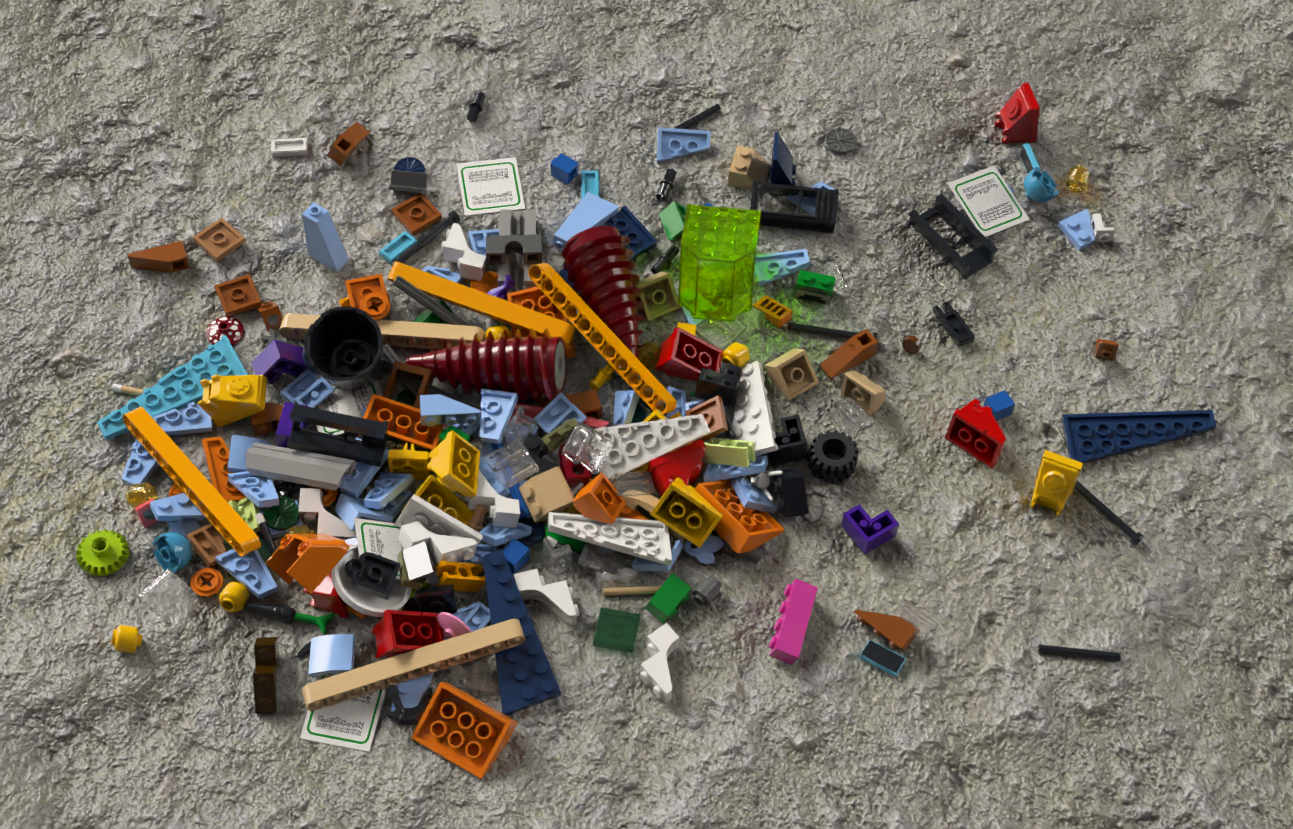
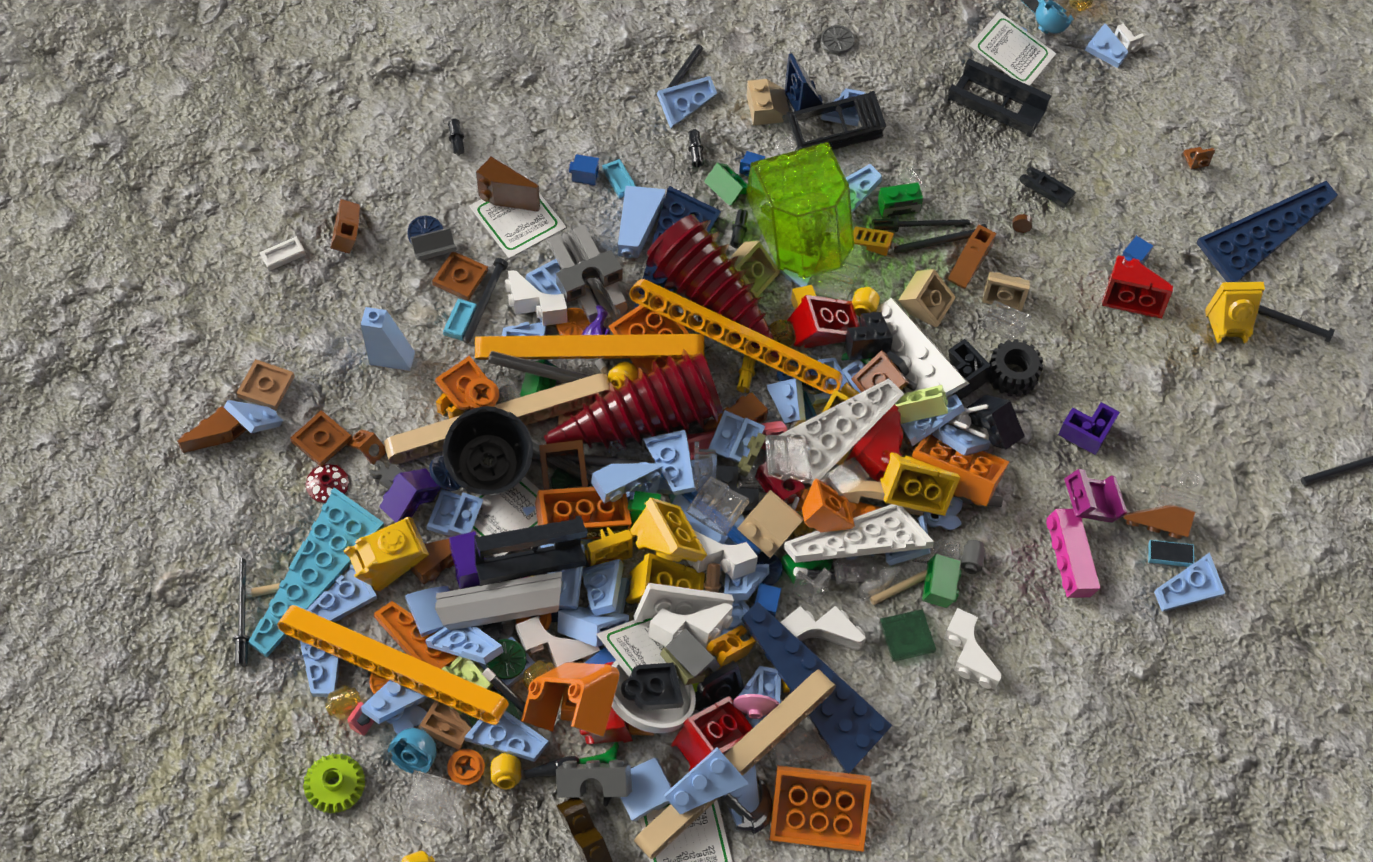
camera: 25 degrees left, 5 degrees up
(92, 419) = (241, 639): none -> black piece
(195, 259) = (252, 416): none -> light blue wing
(309, 633) = (613, 776): none -> dark grey arch
(376, 665) = (705, 782): none -> light blue wing
(488, 157) = (506, 187): none -> reddish brown slope
(730, 413) = (899, 363): none -> black tile
(798, 304) = (894, 223): none -> black piece
(837, 584) = (1095, 498): none -> magenta panel
(884, 690) = (1191, 586): none -> light blue wing

